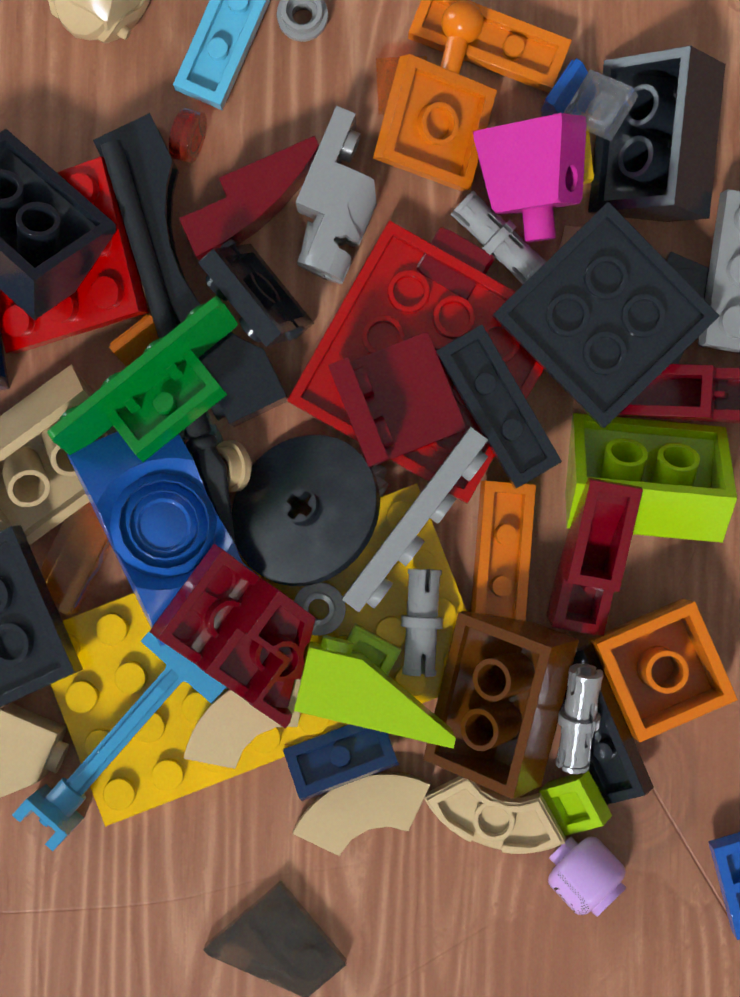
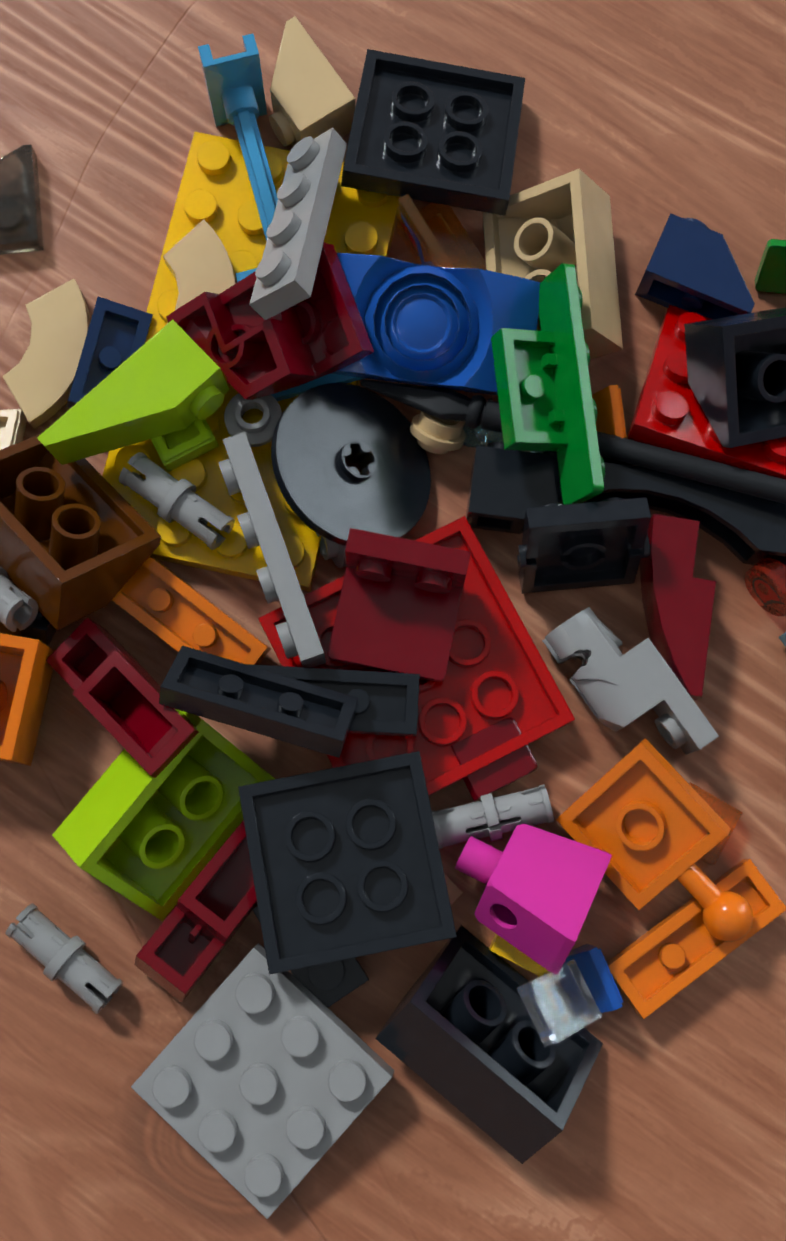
camera: 120 degrees right, 10 degrees down
(148, 669) = (298, 224): none -> light grey plate
(537, 448) = (258, 701): none -> black plate

